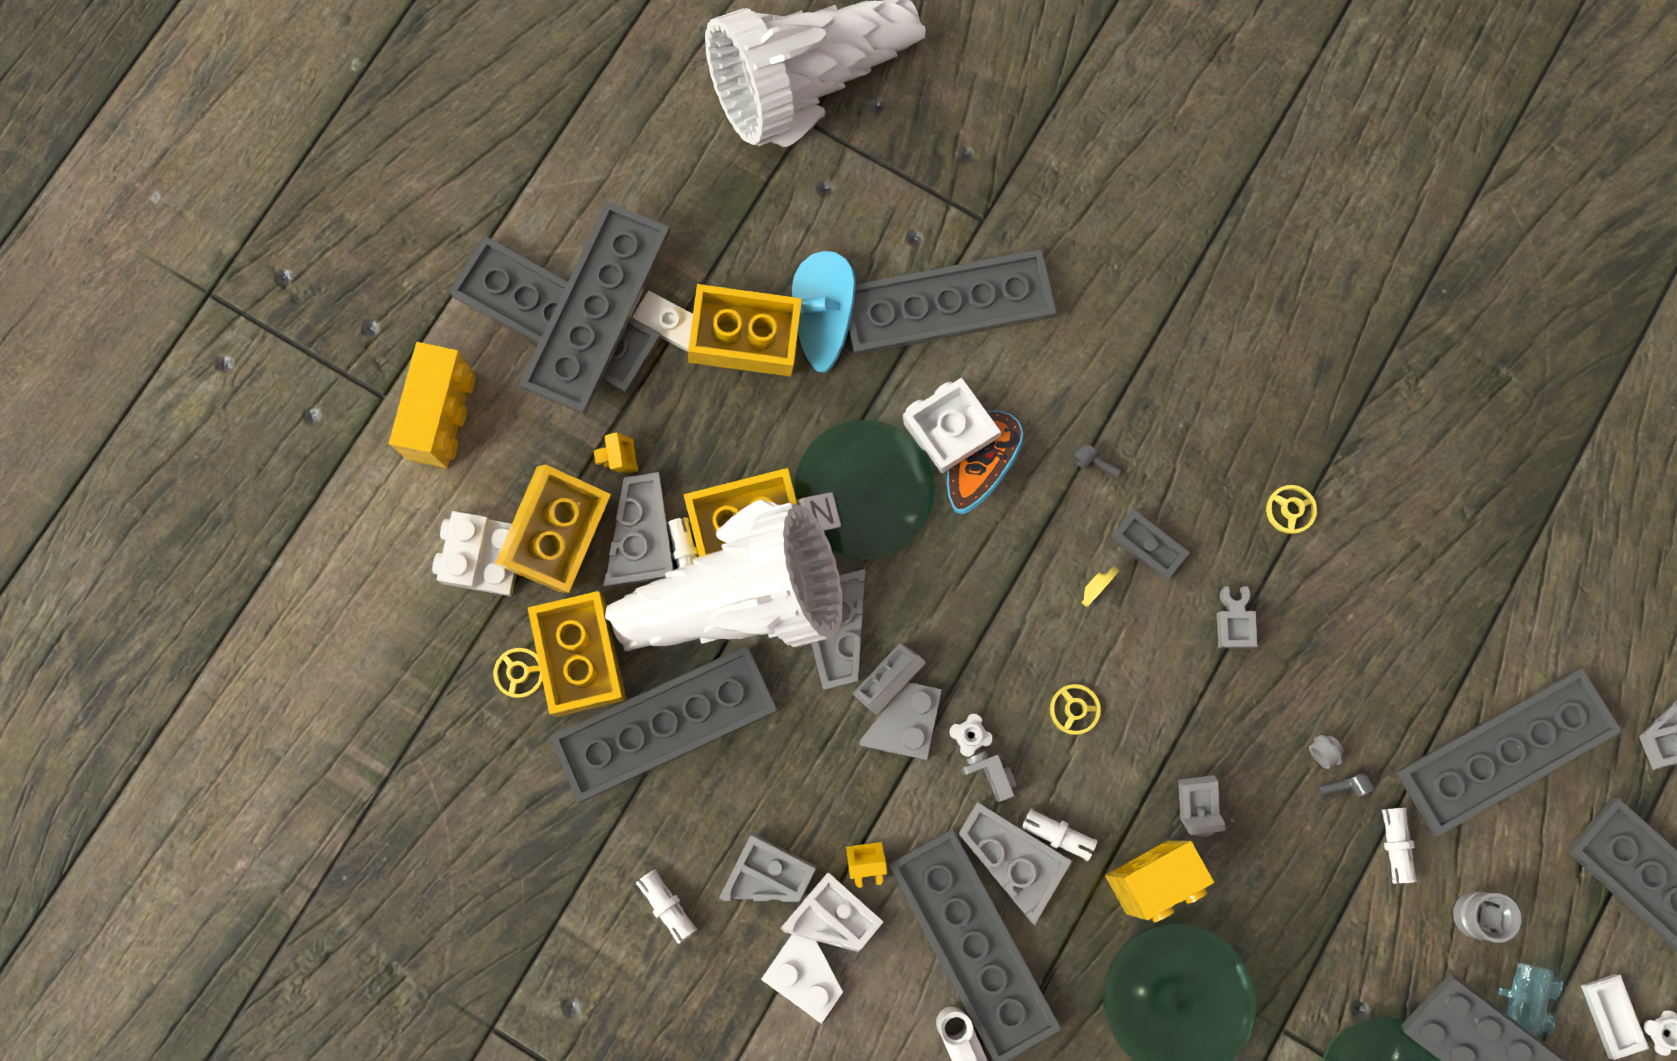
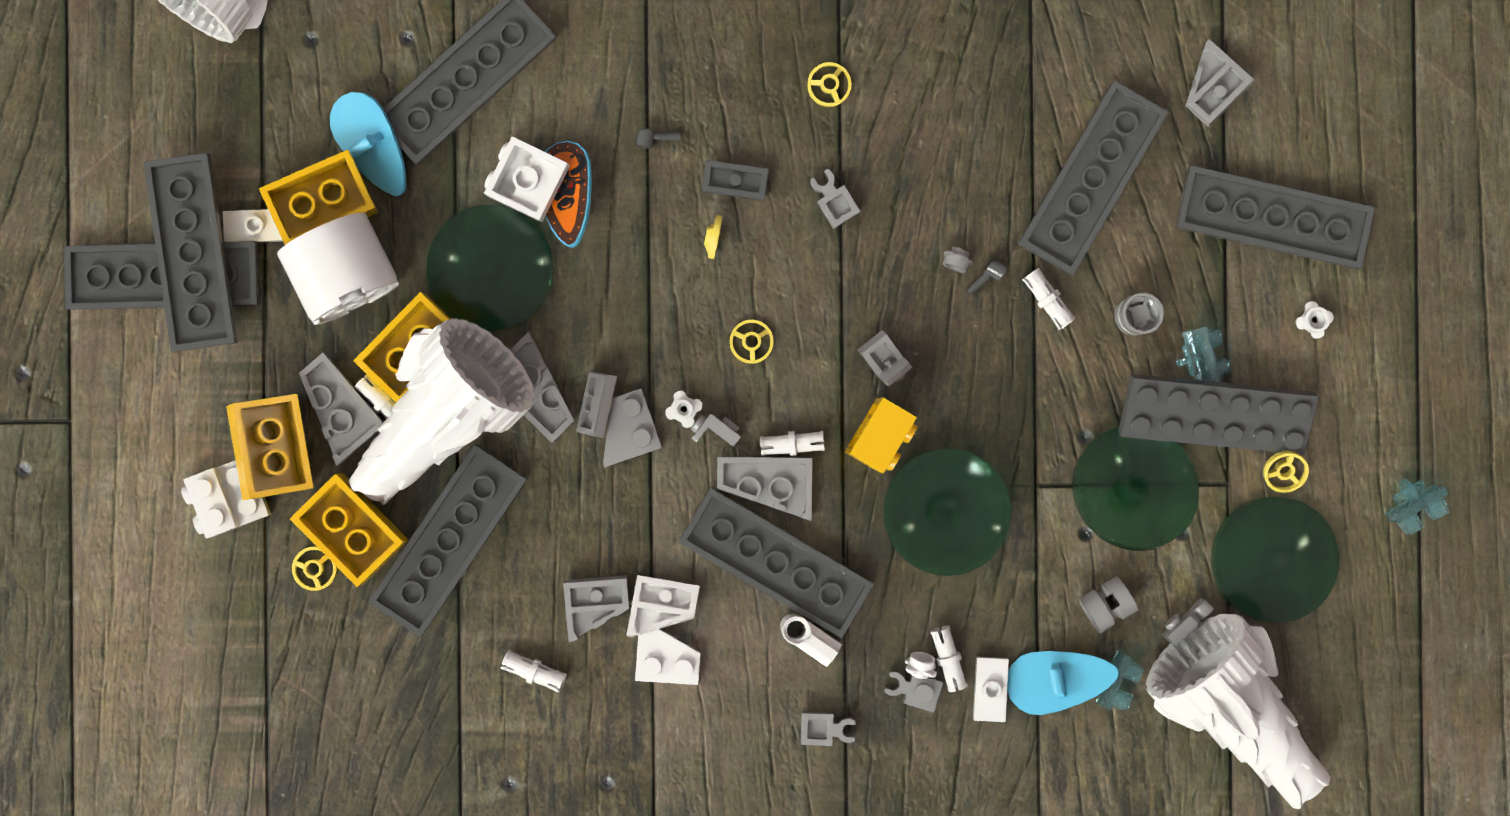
camera: 30 degrees left, 10 degrees up
(432, 405) = (114, 407): yellow brick -> none
(618, 454) = (282, 356): yellow tile -> none
(724, 399) = (338, 267): none -> white brick
(823, 509) = (466, 307): white tile -> none
(866, 861) = (660, 550): yellow tile -> none
(1614, 1016) = (1271, 330): white tile -> none

